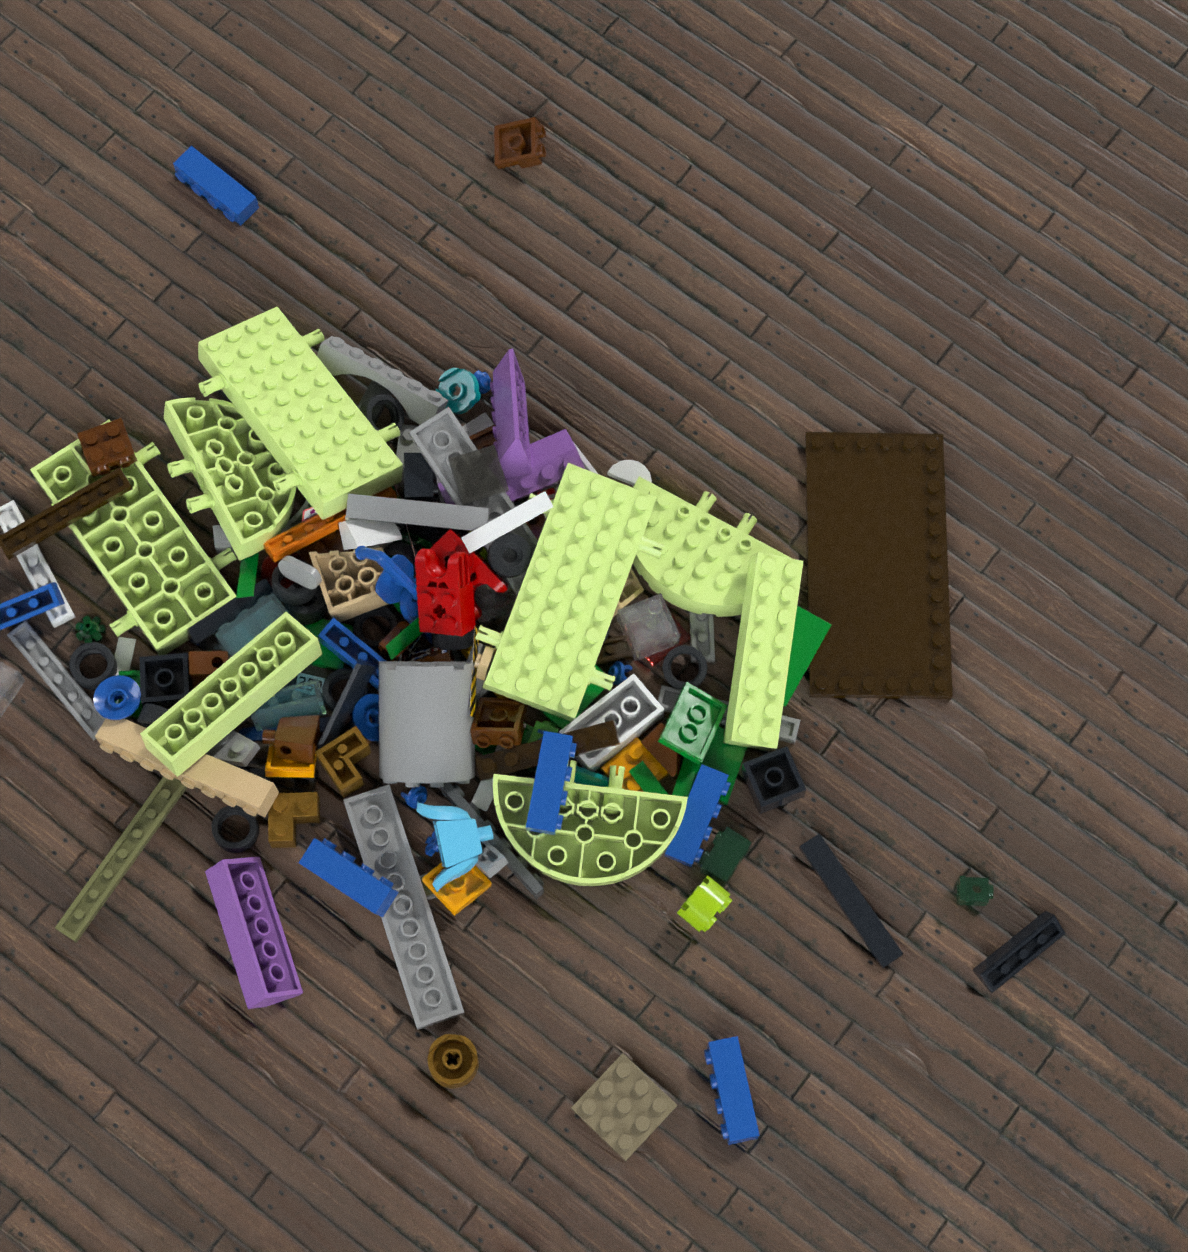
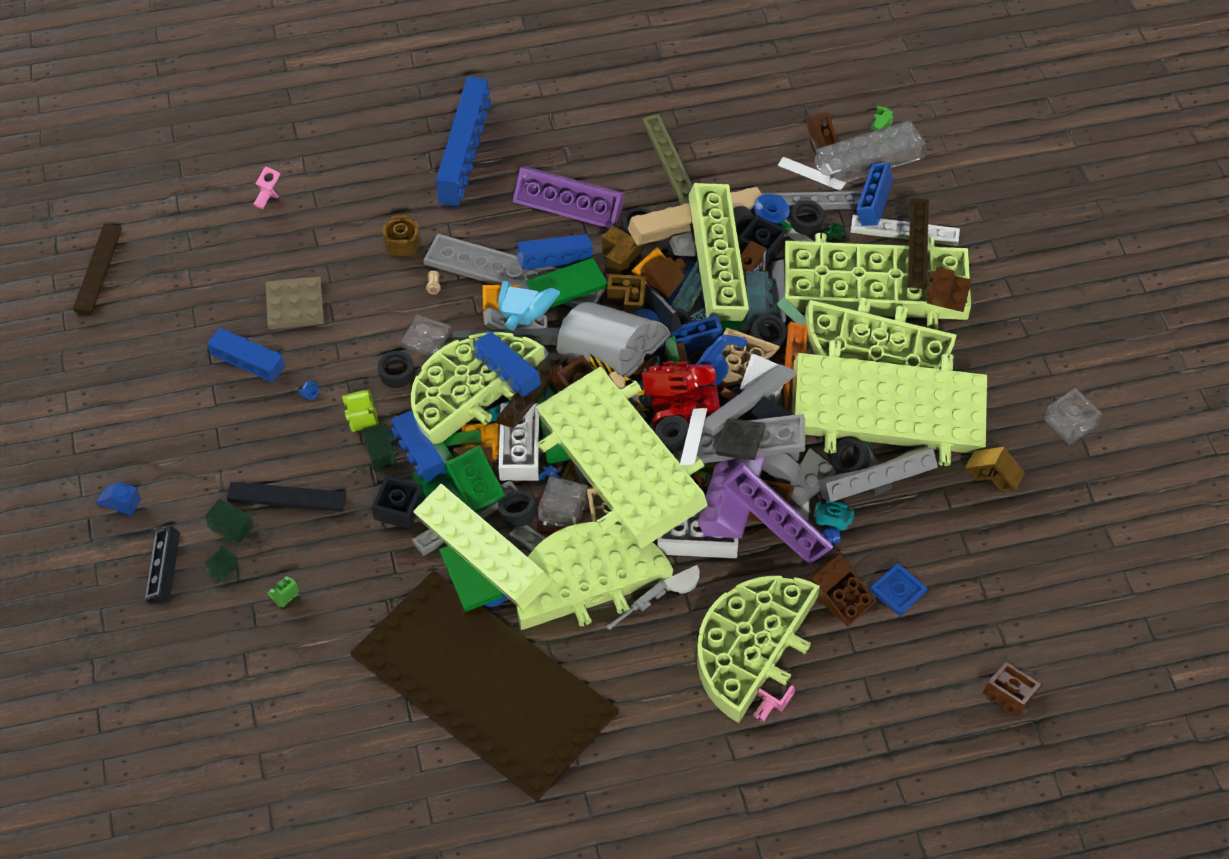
camera: 130 degrees right, 15 degrees down
(19, 723) = (805, 171): none -> white sticker
(174, 260) = (1072, 416): none -> clear brick
(215, 186) = (1120, 479): blue brick -> none
(264, 1106) = (463, 141): none -> blue brick
(292, 286) = (997, 466): none -> pearl gold brick
(300, 572) = (767, 328): light grey tile -> none
(381, 832) = (571, 281): none -> green tile
(482, 980) = (433, 285): none -> tan pin
(491, 291) = (898, 589): none -> blue plate
(534, 337) = (841, 590): none -> reddish brown slope
(557, 927) = (425, 336): none -> clear plate
(622, 903) = (395, 380): none -> black tyre
(650, 373) = (748, 635): none -> yellowish green brick
(684, 487) = (643, 602): none -> light grey piece
(694, 317) = (770, 702): none -> bright pink bracket
(718, 983) = (310, 390): none -> blue plate
(926, 925) = (229, 521): none -> clear green brick
(950, 804) = (284, 591): none -> bright green hand
(995, 1059) = (120, 498): none -> blue slope

